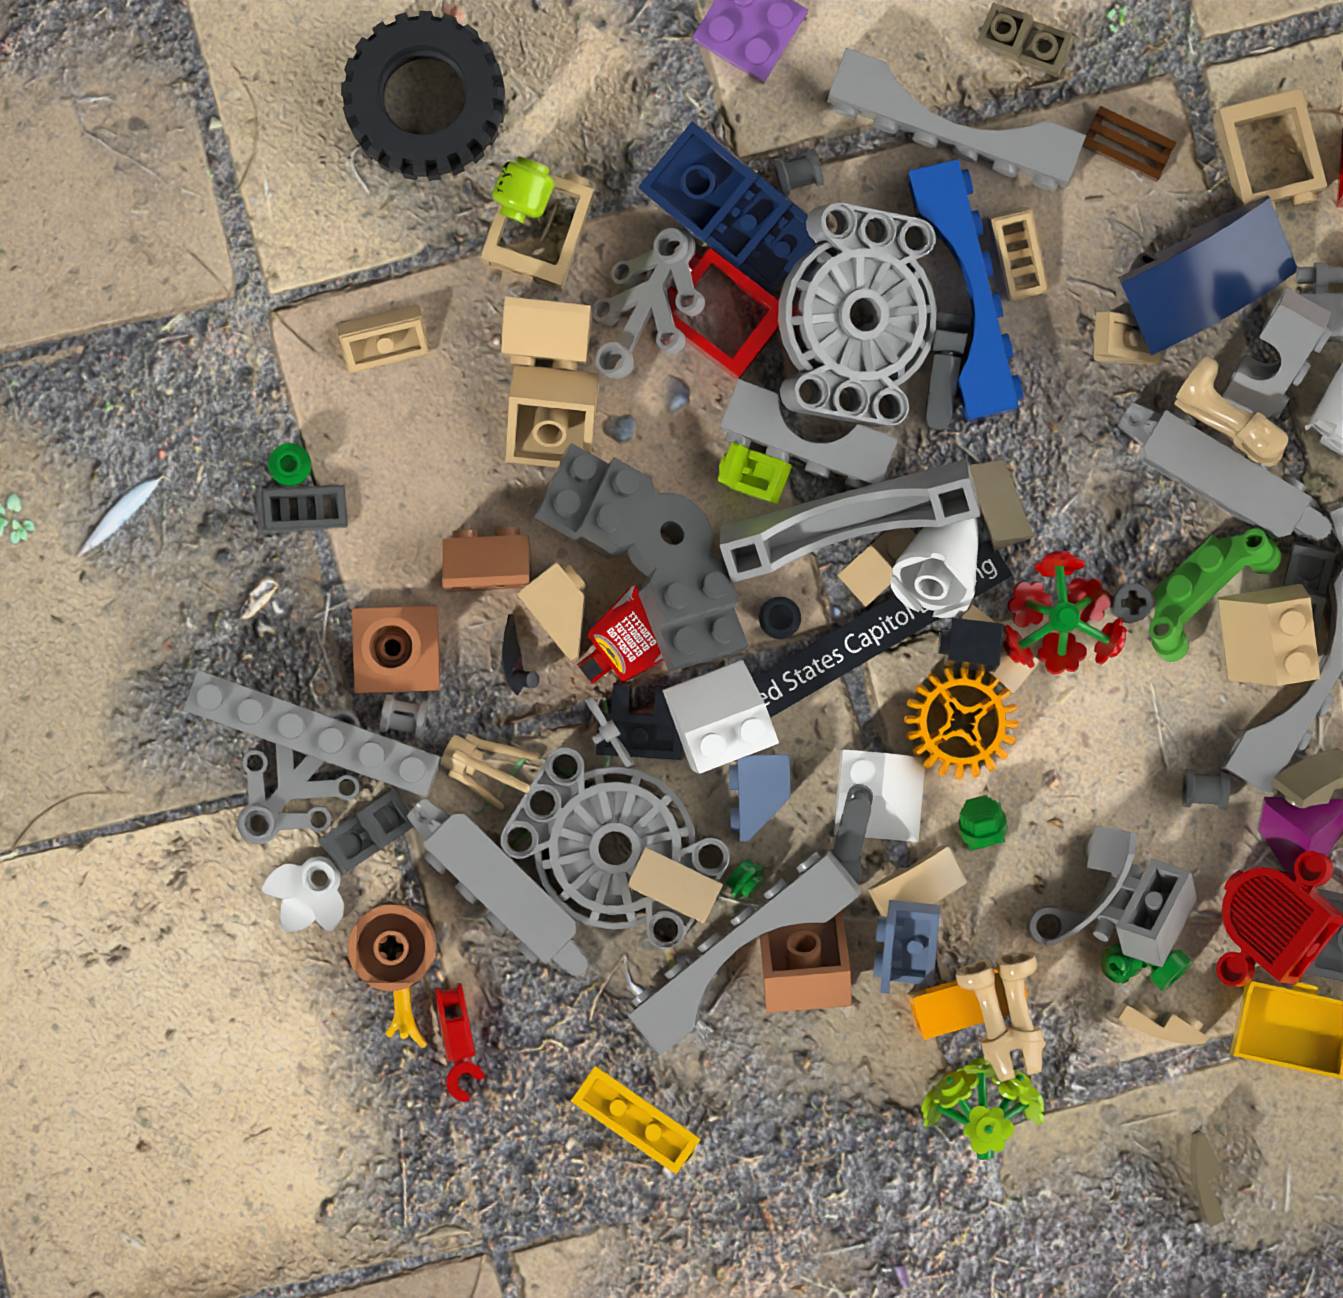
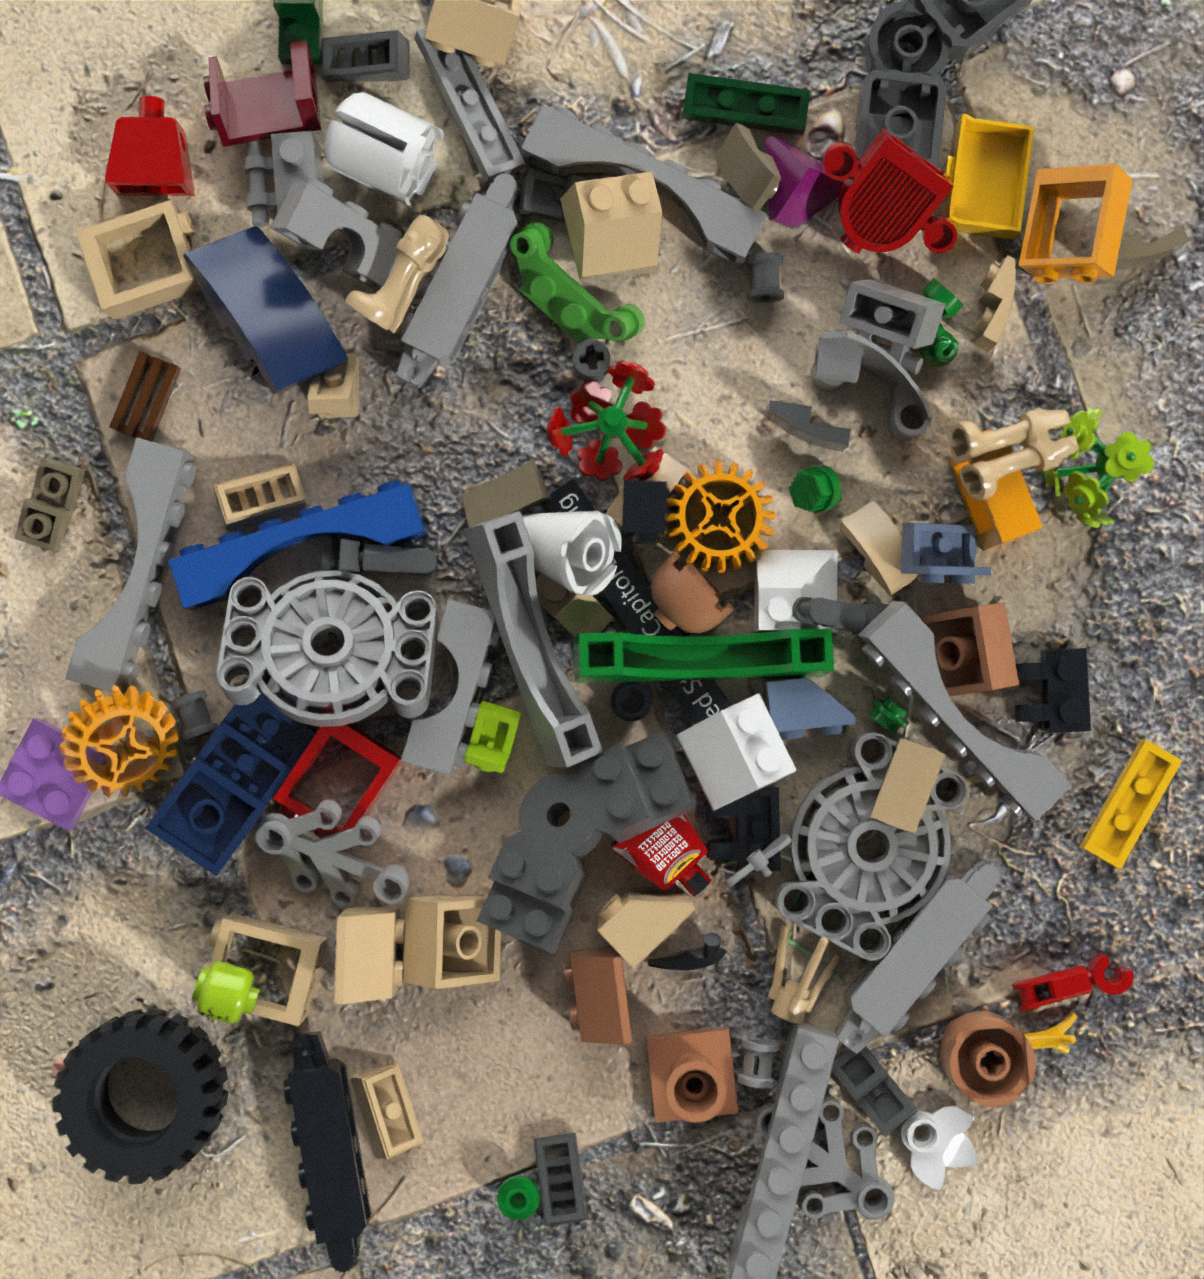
camera: 90 degrees left, 0 degrees up
(353, 278) = (329, 1149): none -> black hinge
(749, 94) = (150, 751): none -> light orange gear
(753, 1062) = (1064, 691): none -> black plate
(816, 733) = (683, 658): none -> green arch
(881, 681) = (686, 598): none -> nougat cylinder
(1054, 808) = (796, 421): none -> dark grey slope
(1243, 1082) = (1075, 182): none -> light orange window

